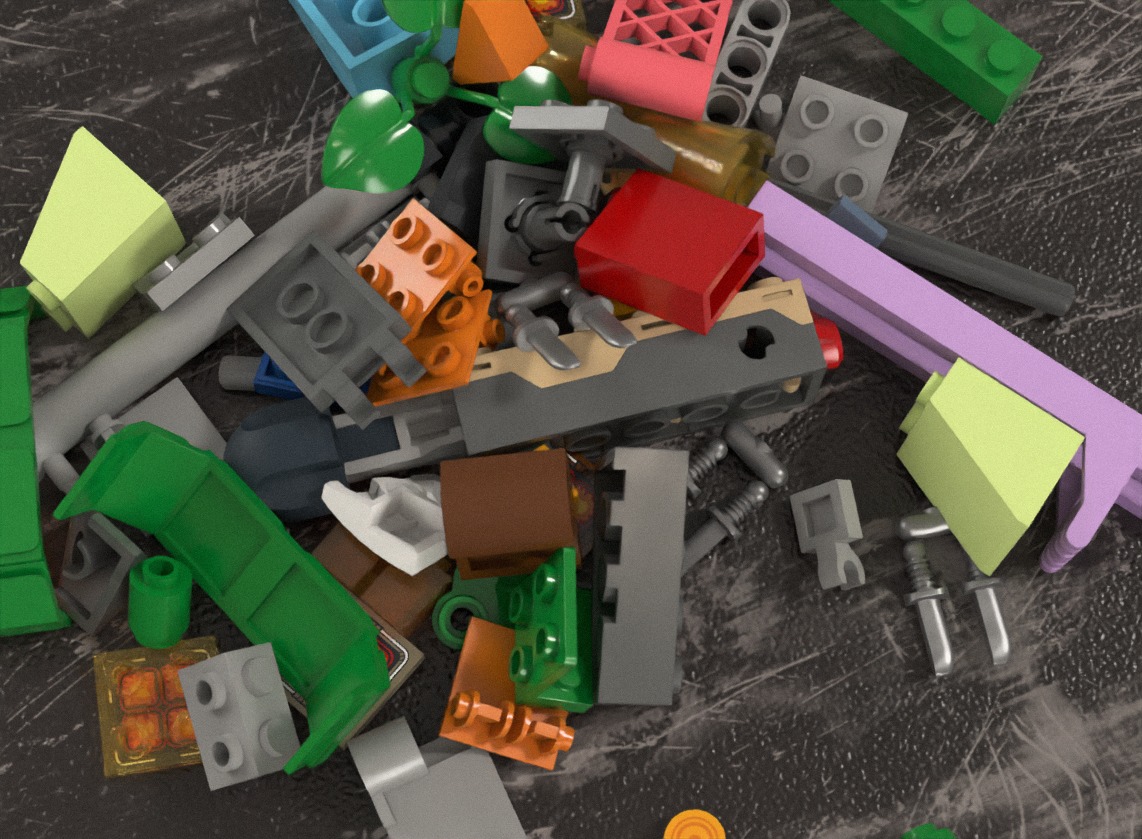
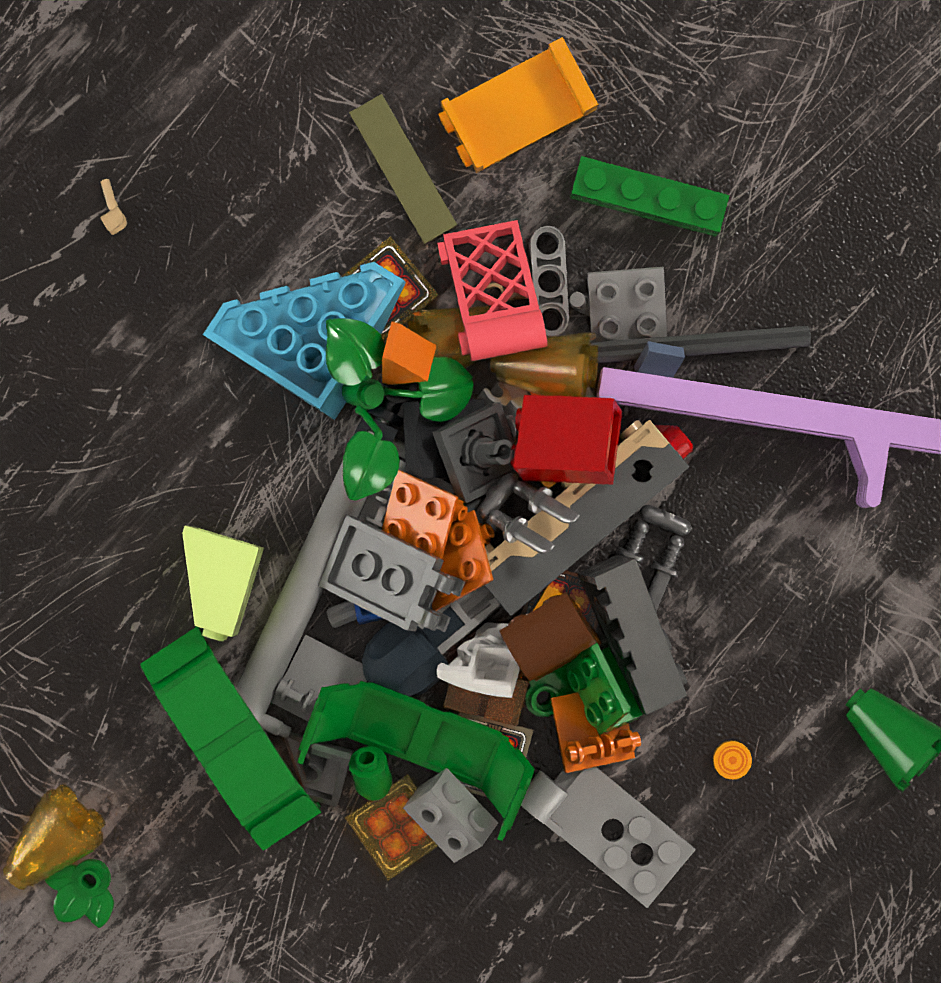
camera: 25 degrees left, 15 degrees up
(183, 271) = (284, 566): light grey plate -> none
(591, 142) = (491, 395): dark grey plate -> none
(826, 525) = (727, 544): light grey plate -> none
(927, 597) = (801, 558): flat silver piece -> none
(984, 458) = (801, 470): yellowish green slope -> none

